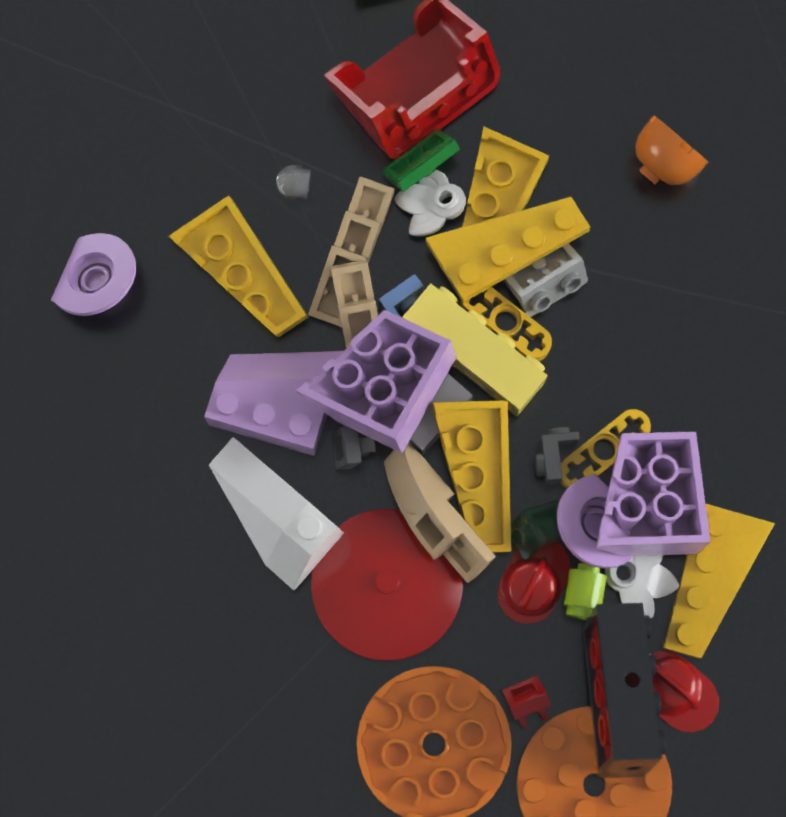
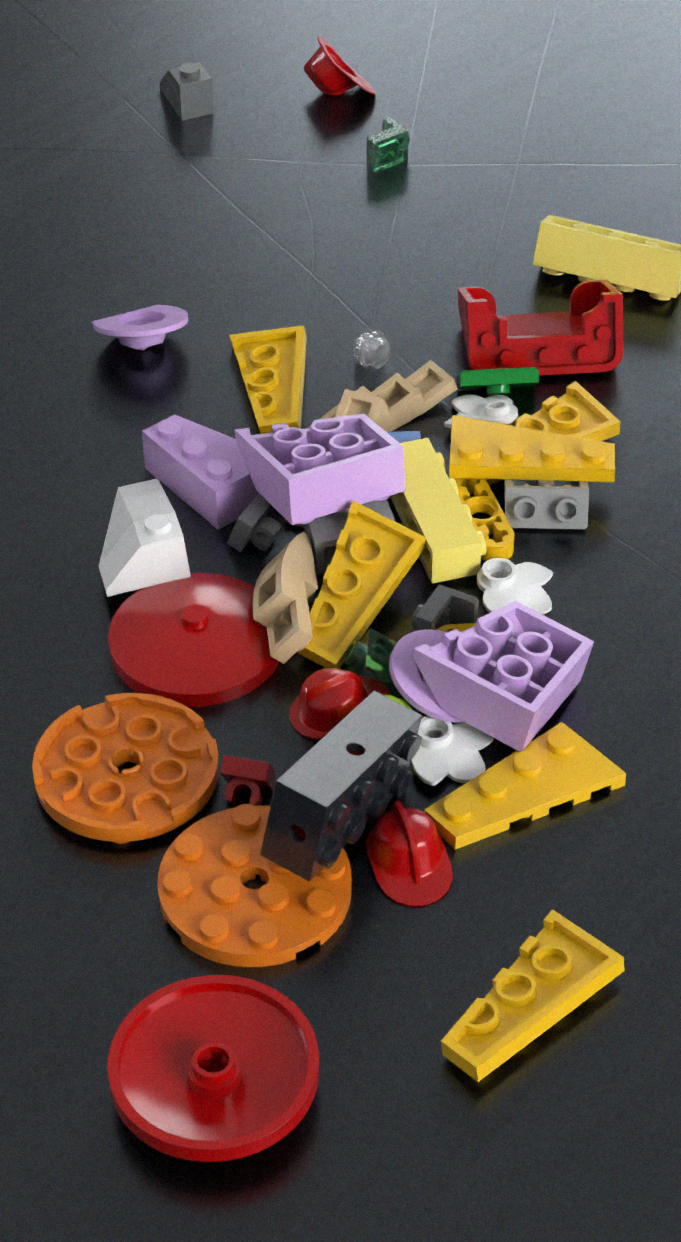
camera: 35 degrees right, 35 degrees down
(586, 387) = (508, 583): none -> white plate

